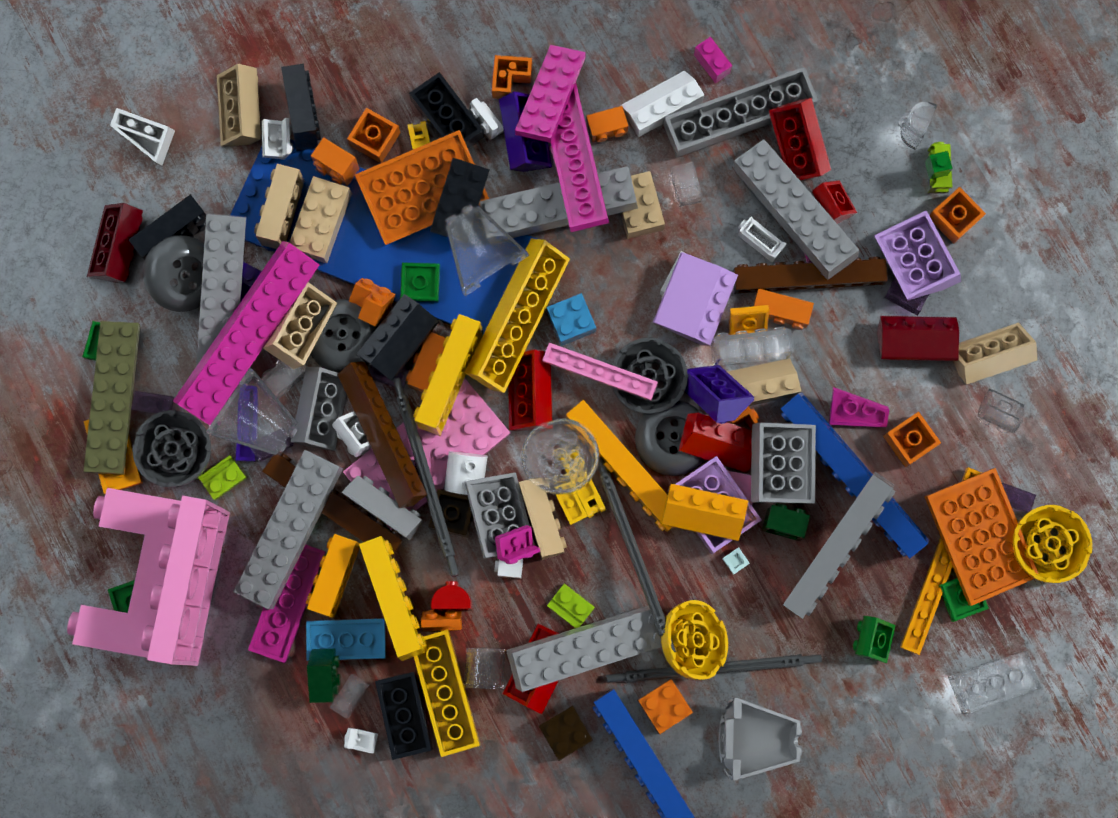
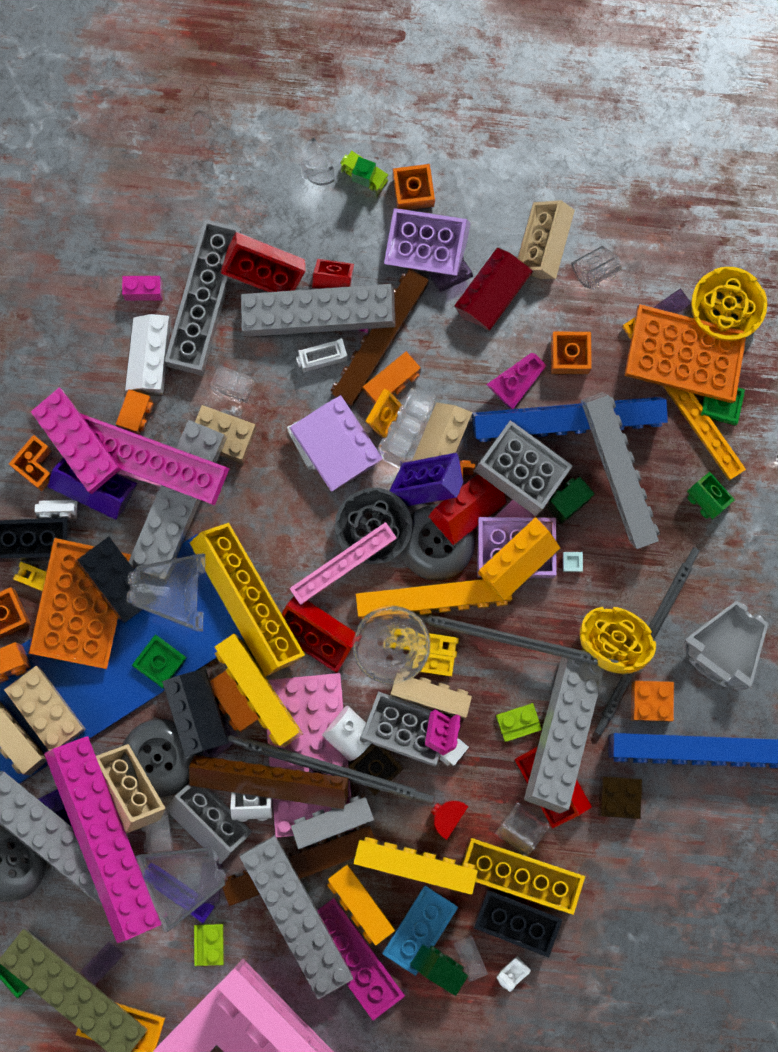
camera: 60 degrees left, 0 degrees up
(162, 429) = (131, 969): dark grey brick -> none
(373, 299) = (146, 711): orange brick -> none
(441, 620) = (458, 838): orange bracket -> none
(571, 319) = (280, 557): dark azure brick -> none

